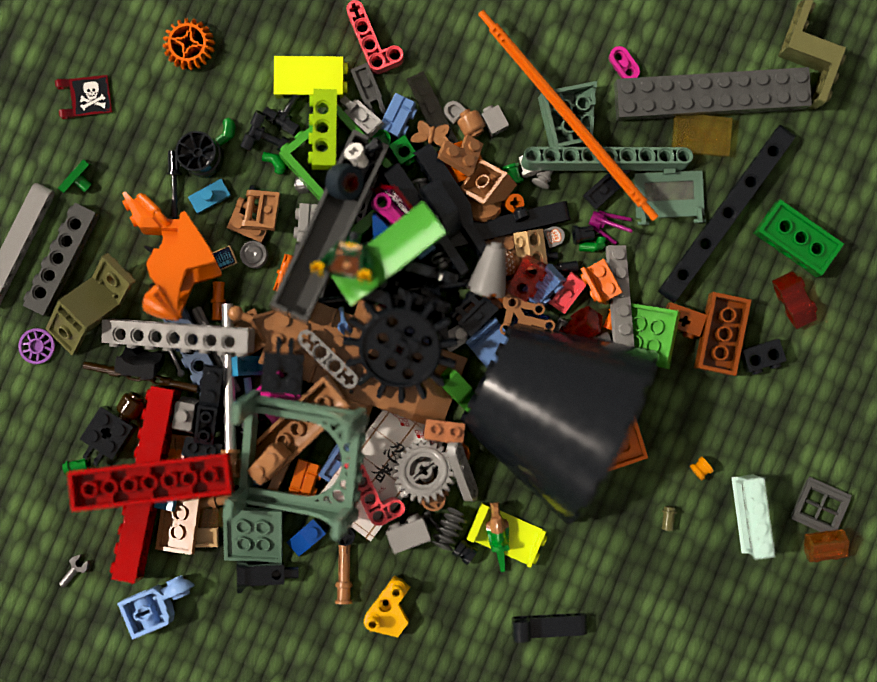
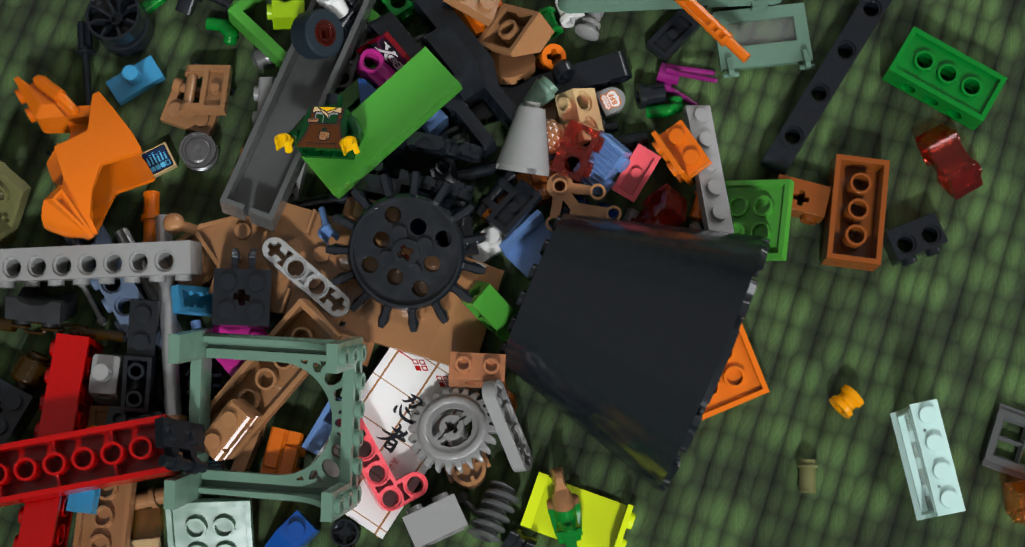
camera: 10 degrees left, 10 degrees down
(236, 470) = (183, 437): none -> black plate
(502, 232) = (541, 91): none -> sand green cone

